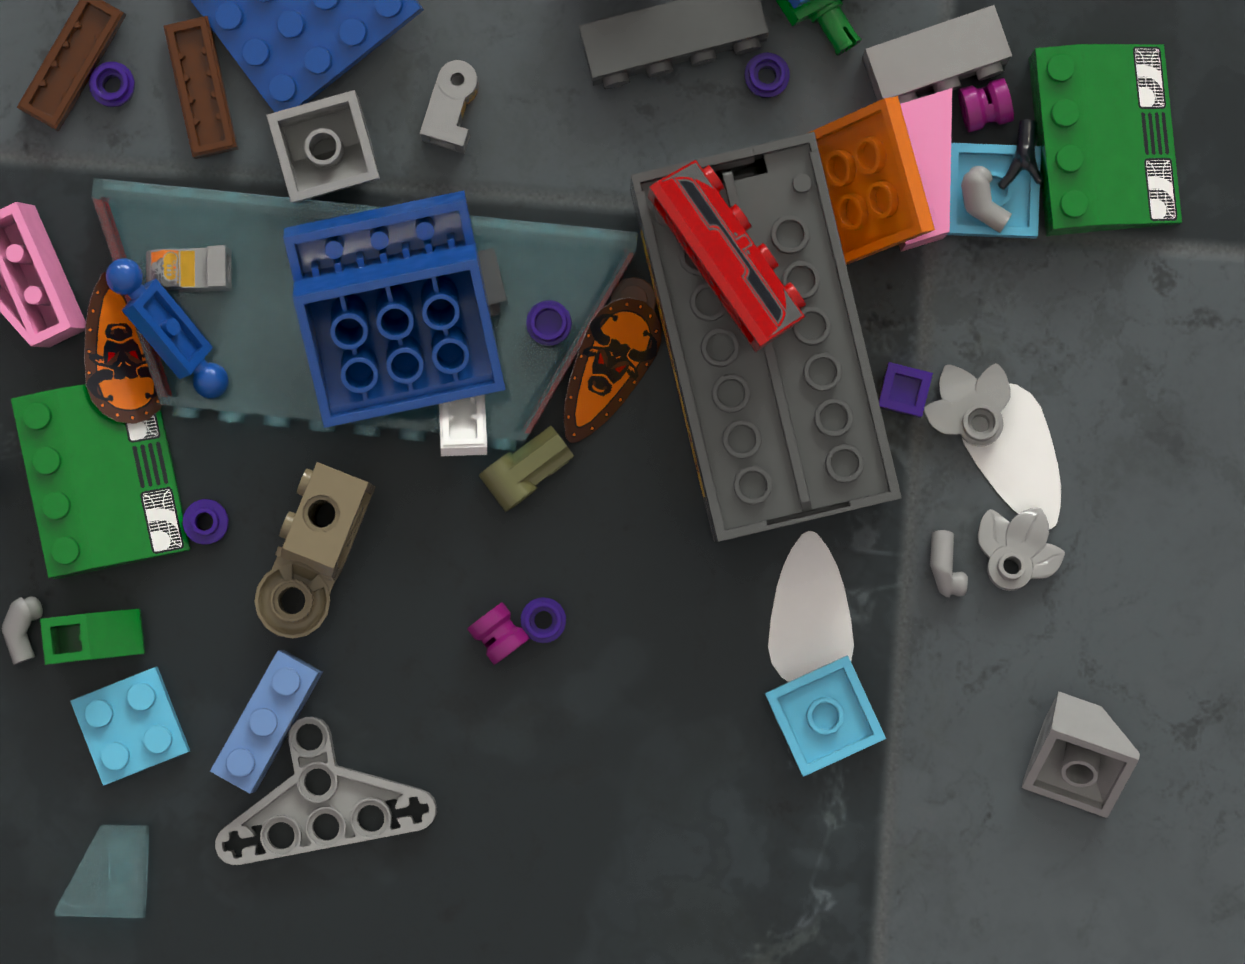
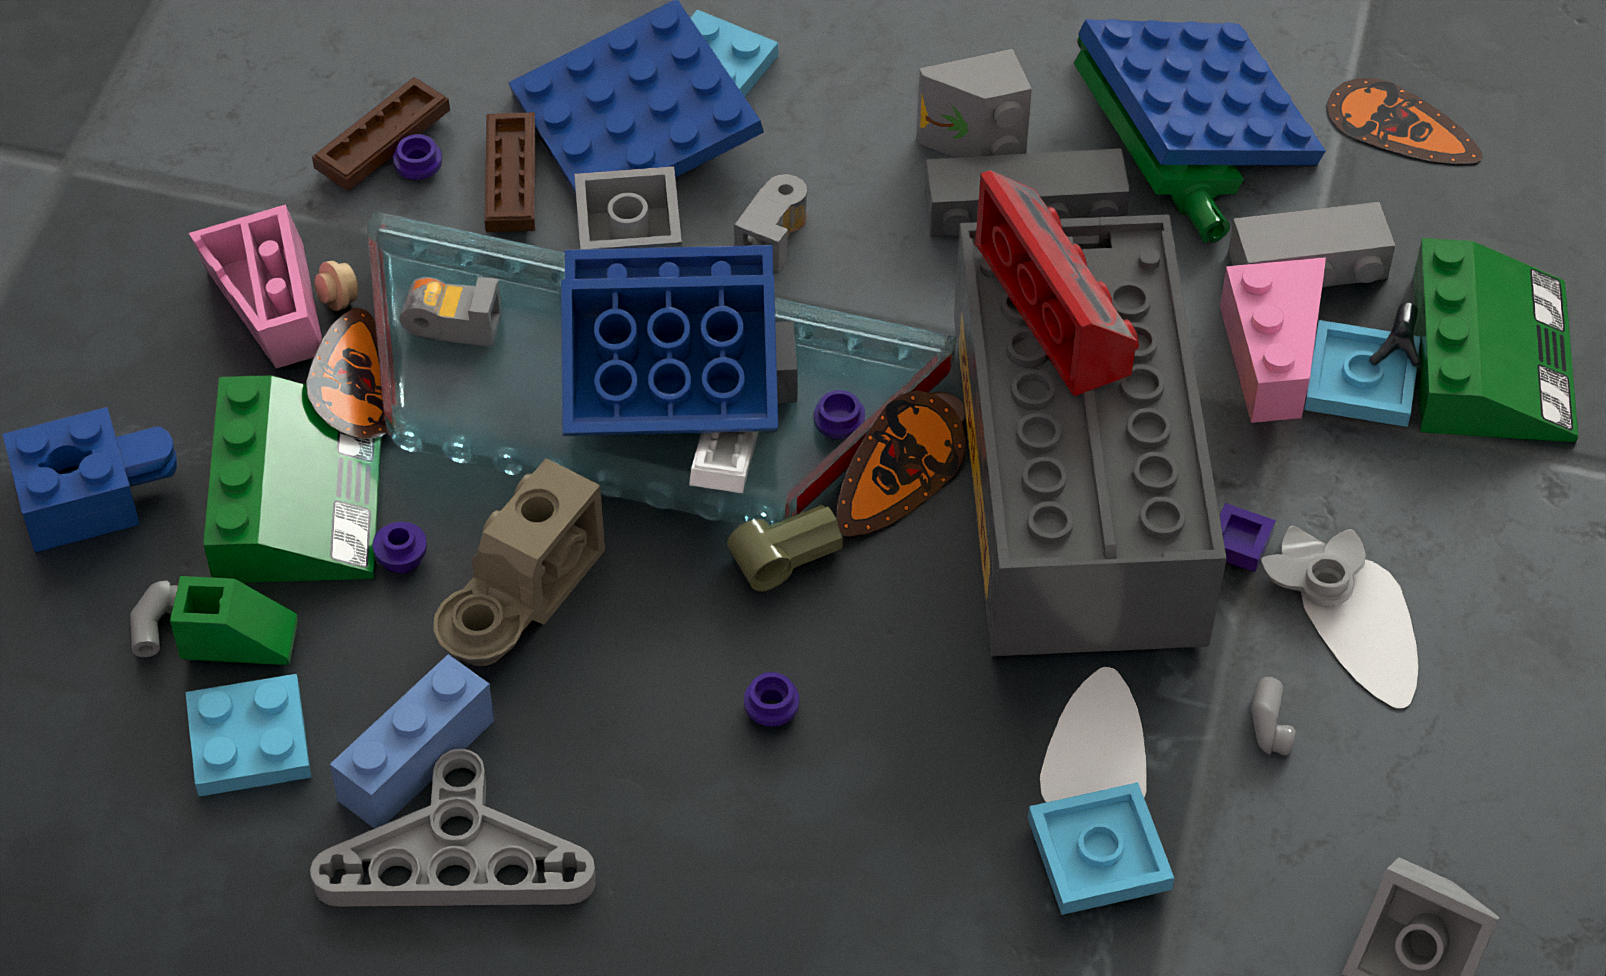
camera: 10 degrees right, 35 degrees down
(78, 253) = (336, 285): none -> tan plate
(110, 876) = (170, 888): clear light blue wing -> none
(167, 328) = (410, 340): blue plate -> none
(498, 633) = (716, 702): magenta wheel -> none
(873, 180) = (1234, 310): orange plate -> none
(978, 199) = (1346, 367): light grey arm -> none
(986, 105) = (1361, 296): magenta wheel -> none
(1020, 541) = (1360, 715): light grey plate -> none

